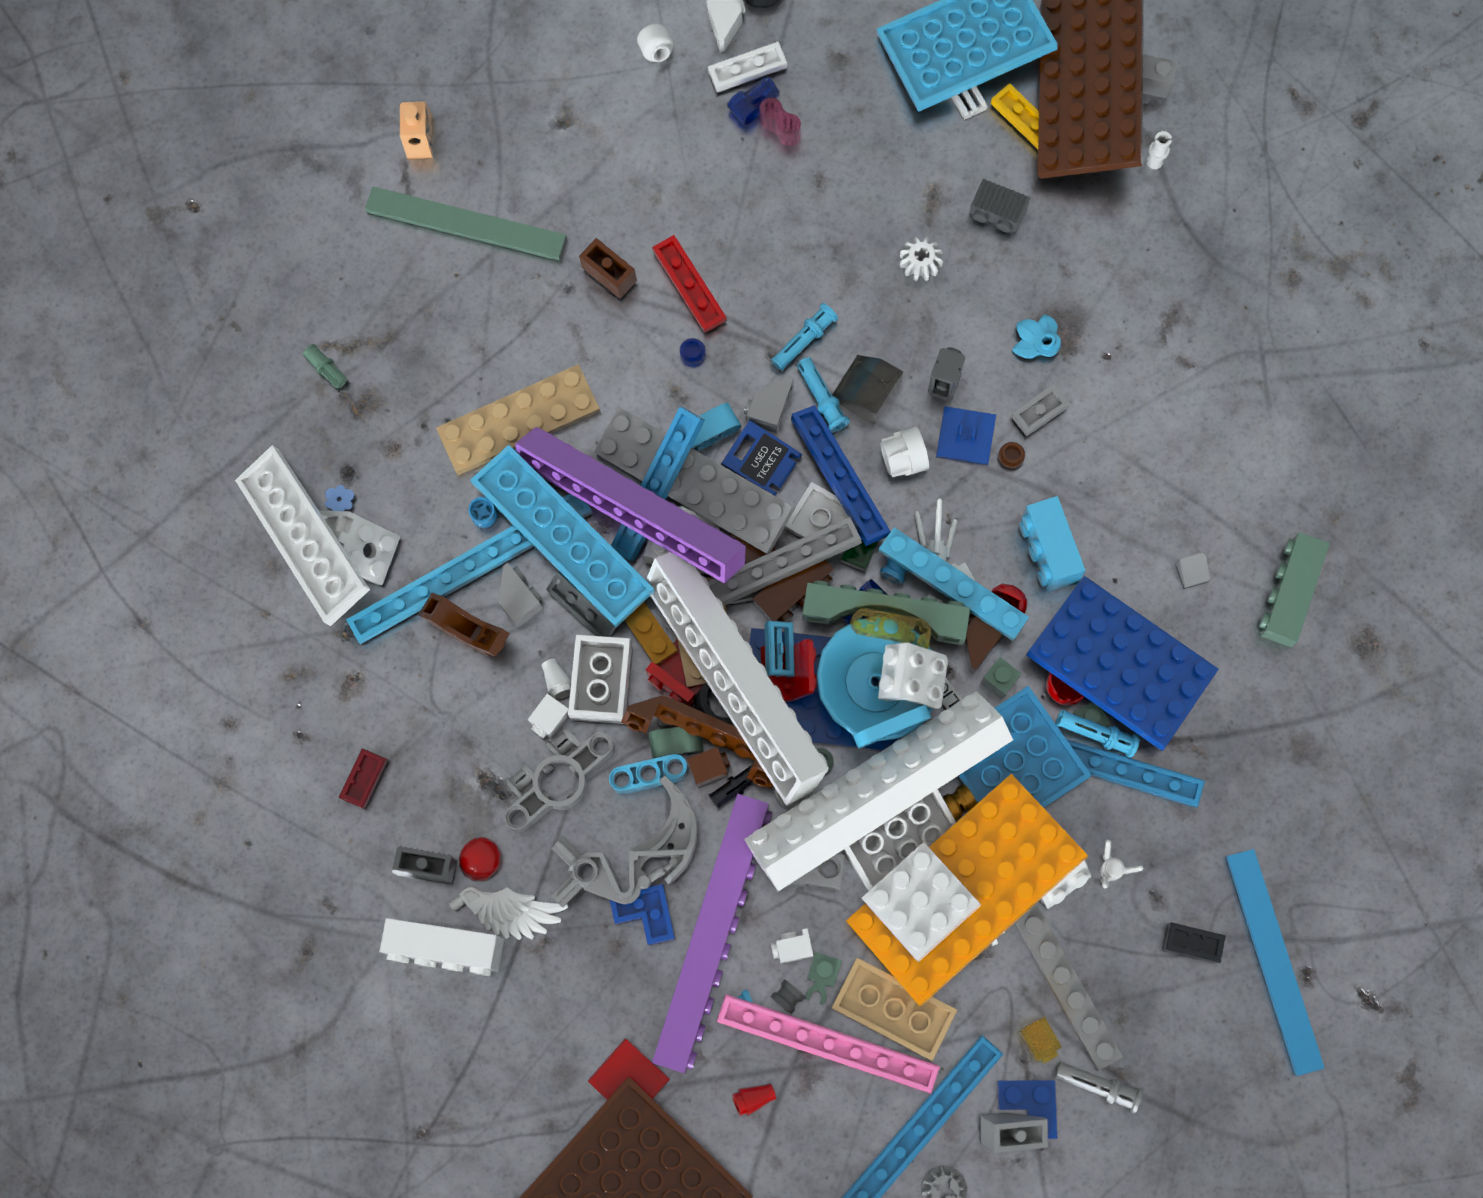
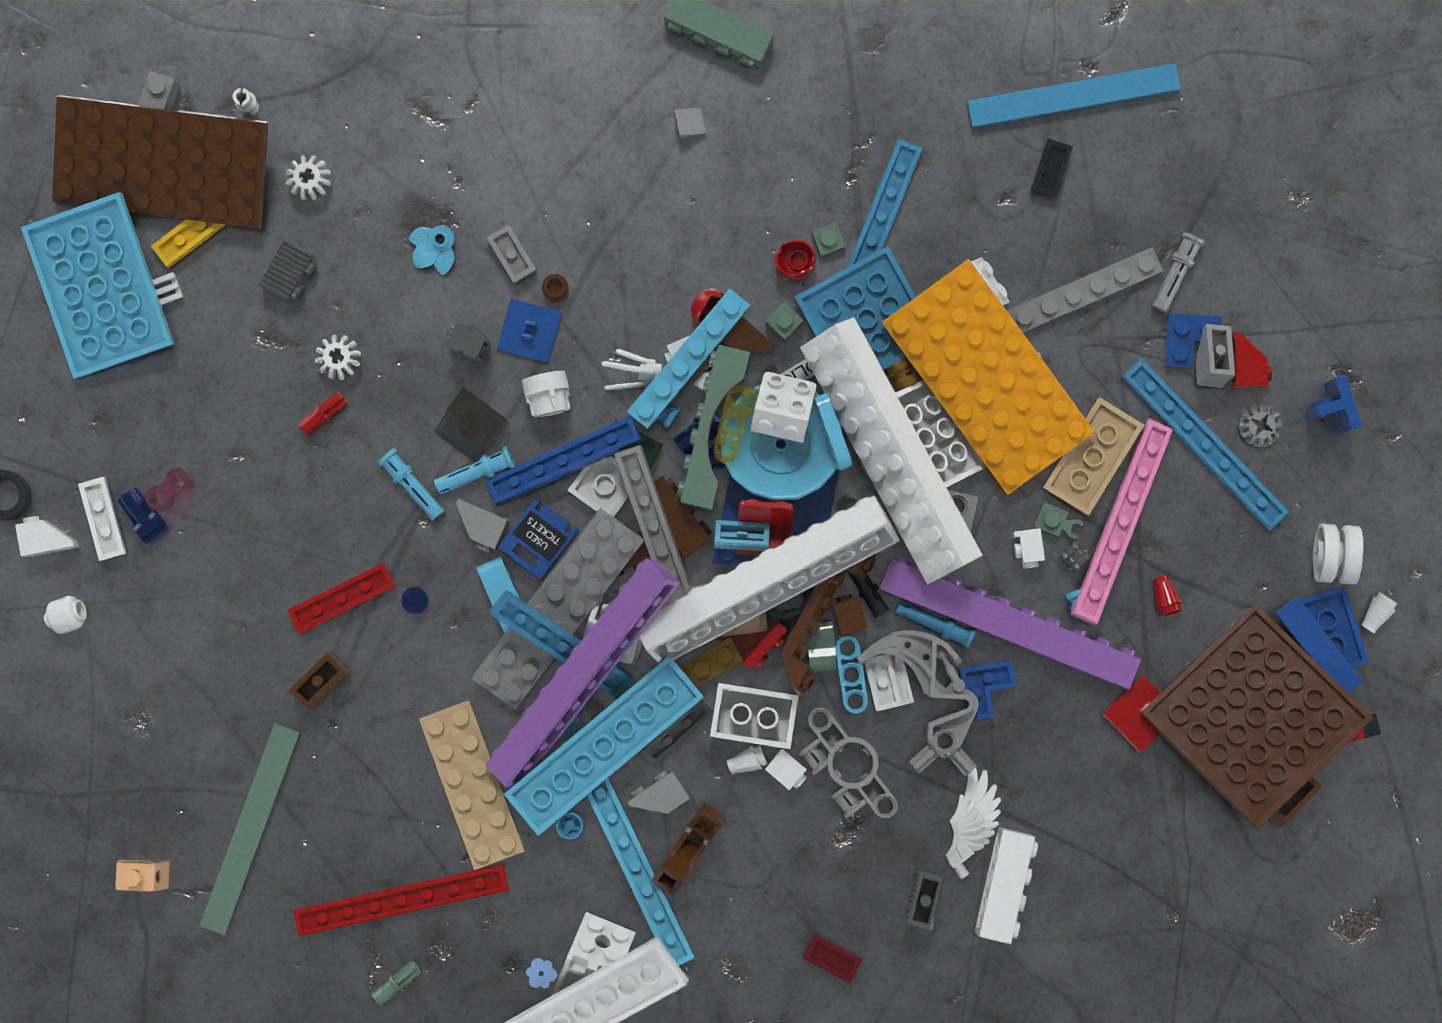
camera: 90 degrees left, 10 degrees up
(405, 366) = (401, 900): none -> red tile
(479, 859) = (920, 846): red hair -> none
(643, 812) = (888, 681): none -> white plate
(701, 869) = (947, 629): none -> dark azure pin
(865, 250) = (322, 413): none -> red axle
(921, 901) = (998, 420): white plate -> none
(1008, 1170) = (1249, 364): none -> red slope
(1040, 1040) = (1132, 322): clear yellow brick -> none
(1052, 545) = (656, 258): medium azure brick -> none
(1102, 216) = (305, 169): none -> white gear
(1111, 735) = (850, 223): medium azure pin -> none
(1113, 868) = (977, 235): white plant -> none
(1122, 662) = (778, 203): blue plate -> none

